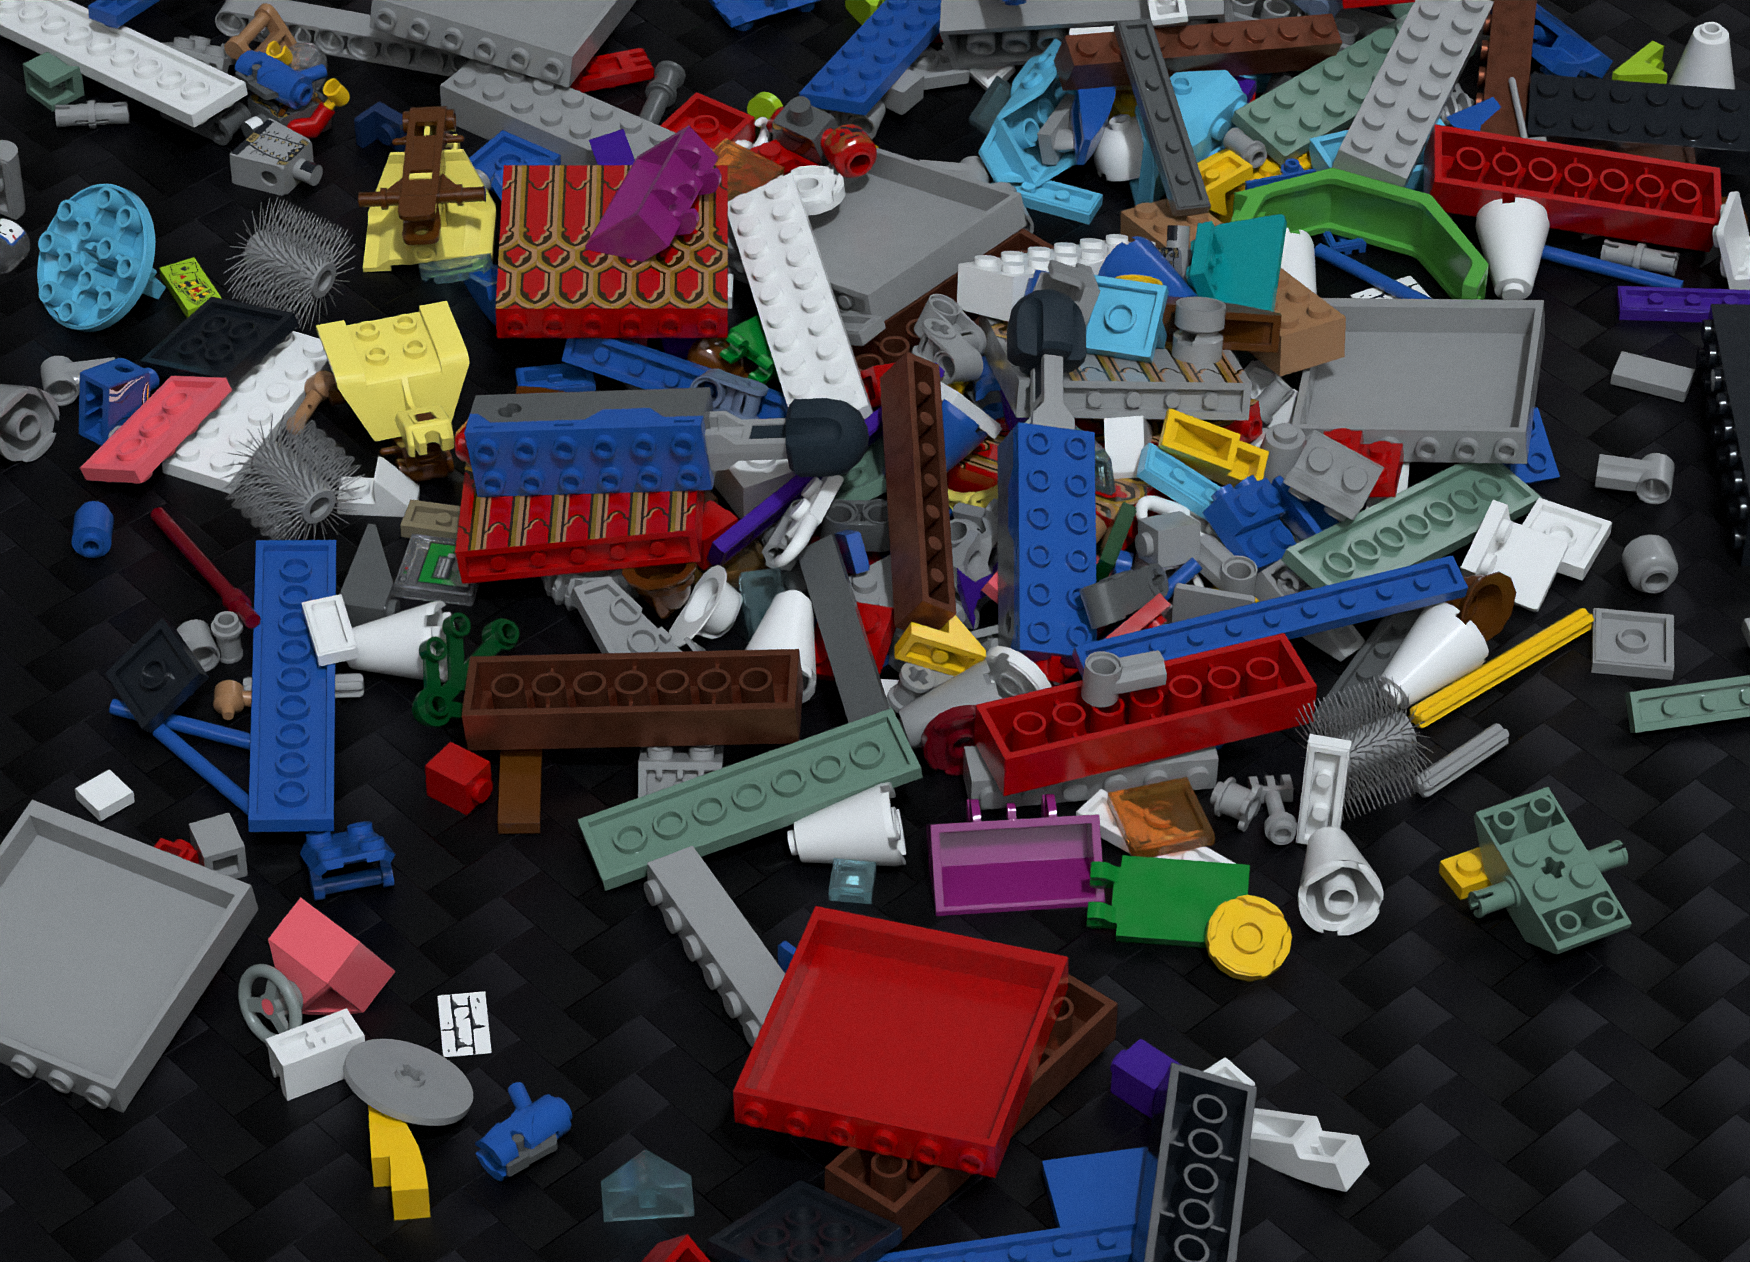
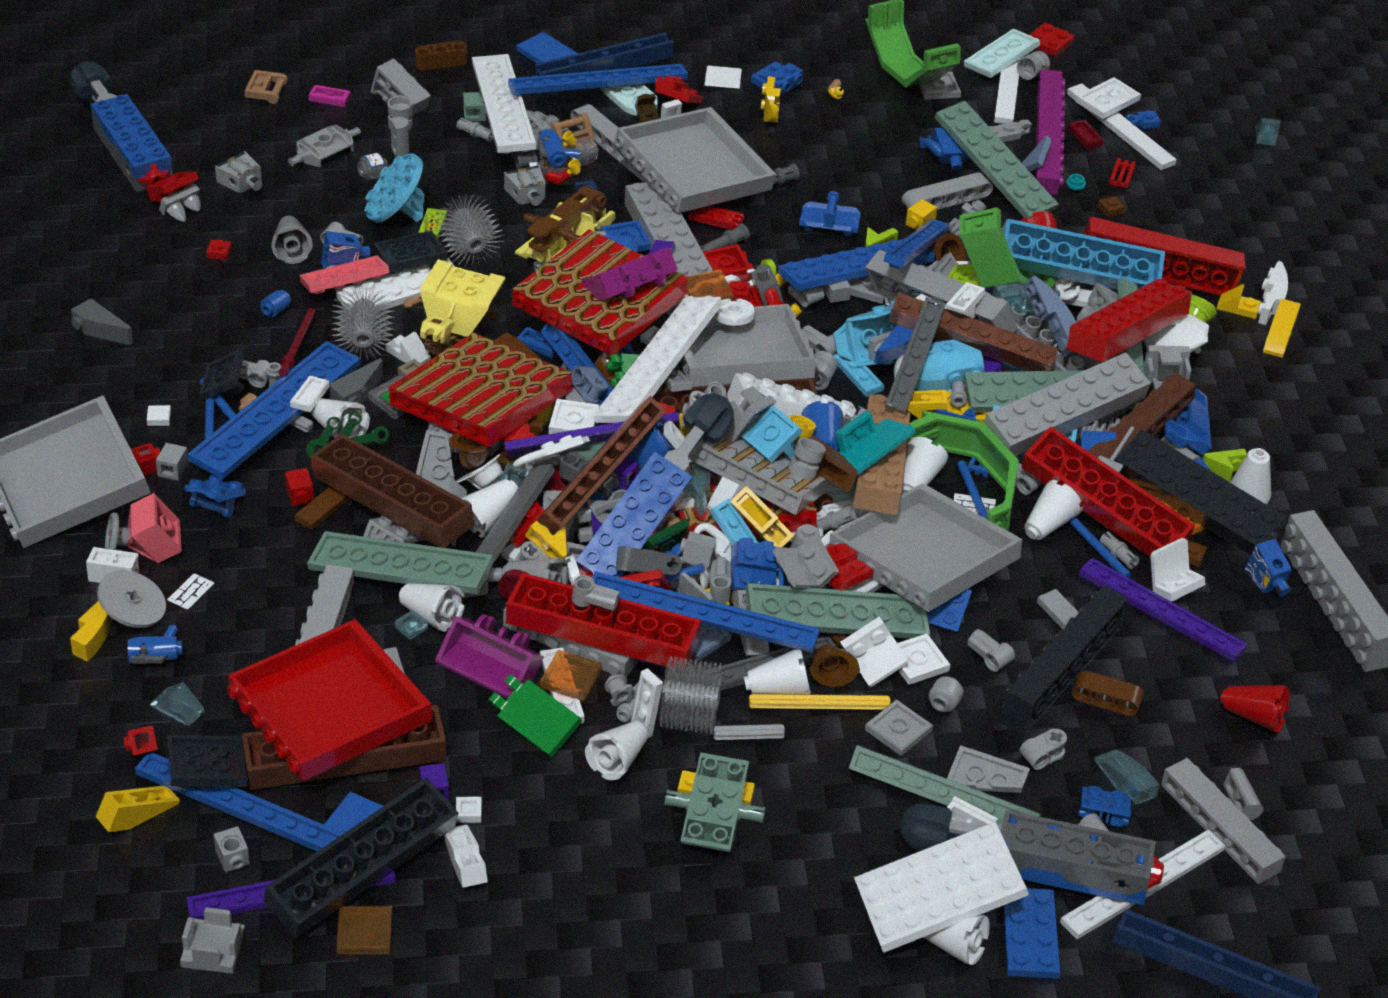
camera: 35 degrees right, 0 degrees up
(644, 441) = (503, 378): piece -> none
(850, 151) = (771, 303): red head -> none
(852, 551) = (558, 478): blue tile -> none
(1248, 938) = (550, 751): yellow tile -> none

